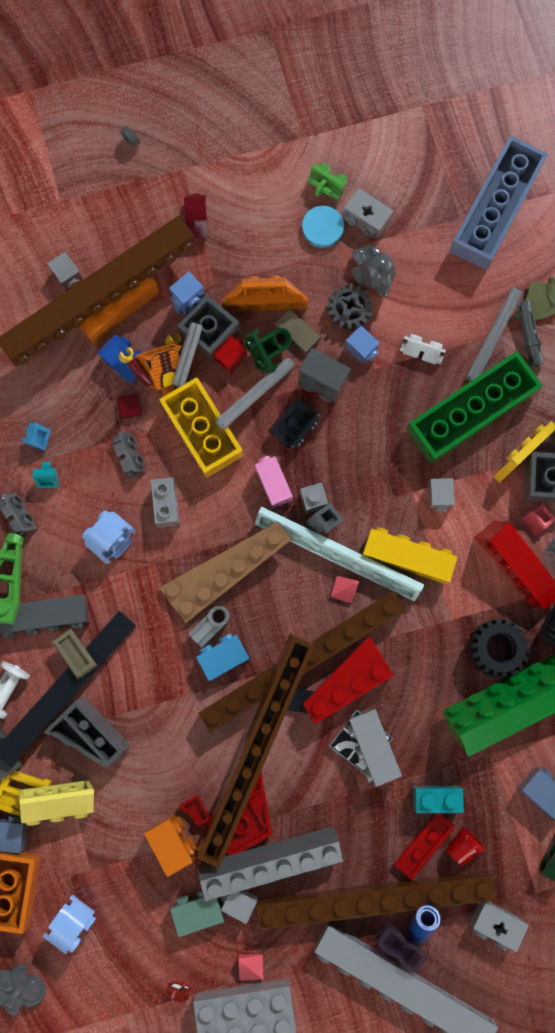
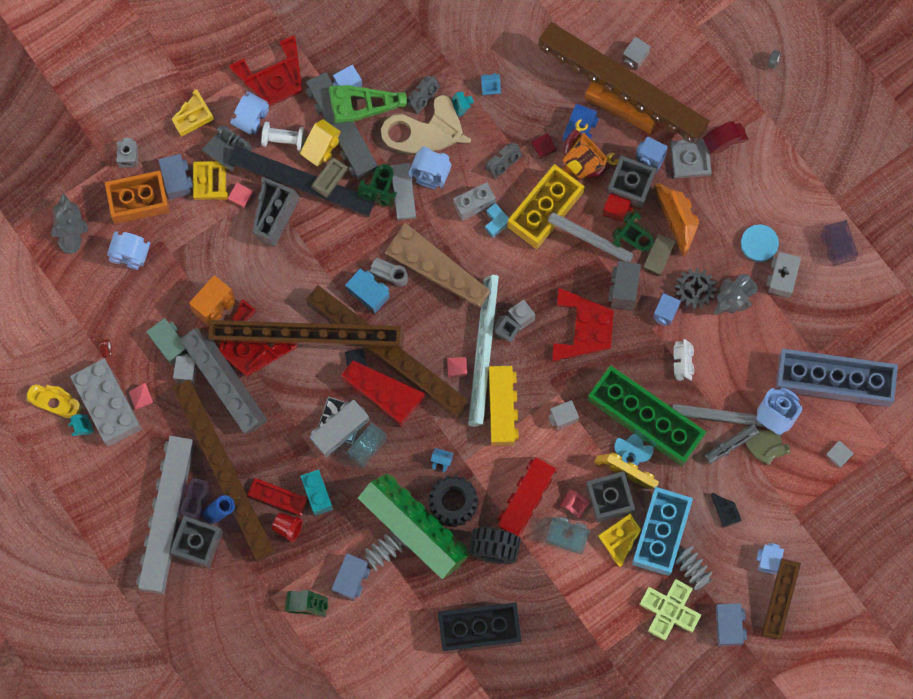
camera: 70 degrees right, 5 degrees down
(29, 649) = (320, 143): none -> yellow brick
(53, 763) = (240, 195): none -> coral tile
(56, 802) = (213, 205): light yellow slope -> none
(72, 518) = (438, 134): none -> tan animal
(108, 601) = (379, 187): none -> dark green pin
(122, 576) = (403, 186): none -> light grey tile
(187, 354) = (599, 171): light grey axle -> none
(194, 483) = (498, 222): none -> medium azure piece
(205, 261) = (690, 159): none -> light grey tile
(273, 481) = (523, 278): bright pink brick -> none
(294, 424) = (577, 278): black bracket -> none
(326, 182) = (796, 231): bright green hips -> none
(350, 429) = (592, 327): none -> red wing
(354, 147) = (839, 243): none -> clear purple brick
(402, 722) = (367, 445): none -> clear light blue brick
(443, 643) = (442, 457): none -> dark azure tile
(452, 963) = (196, 542): none -> dark grey brick
(499, 436) = (633, 448): none -> medium azure plate
(512, 927) = (243, 562): light grey brick -> none
(516, 270) = (779, 410): none -> light blue brick
(530, 748) = (384, 550): none -> light grey piece

